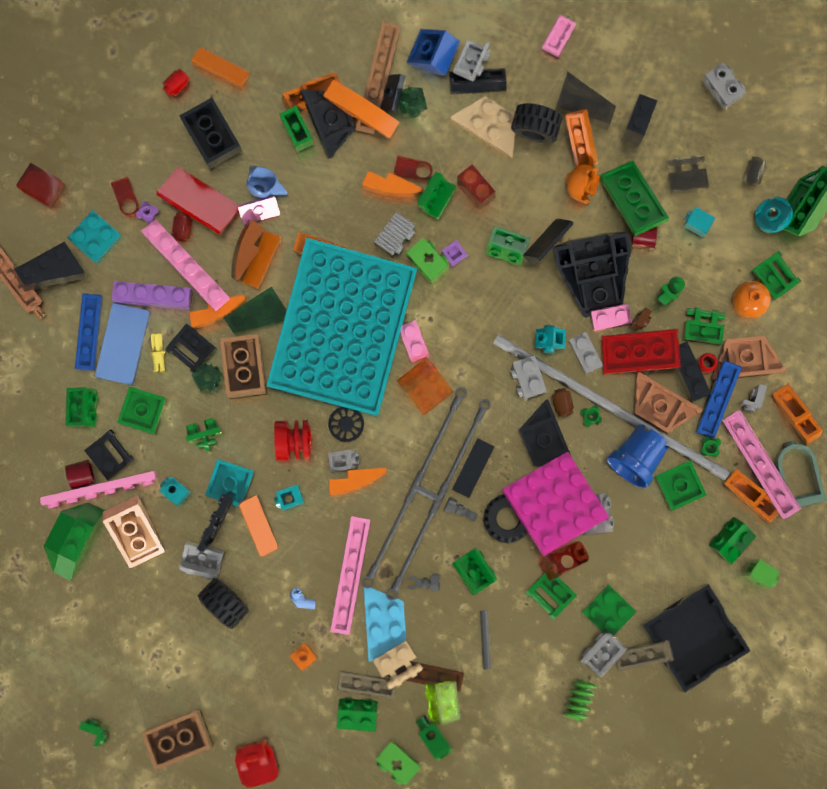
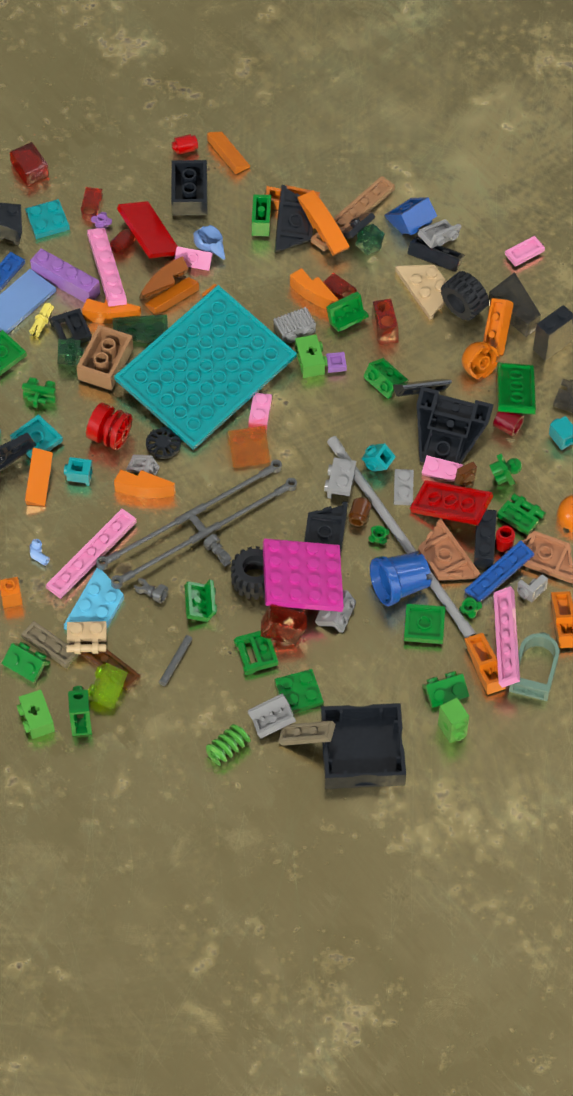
camera: 30 degrees right, 25 degrees down
(473, 468) = (250, 525): black tile -> none

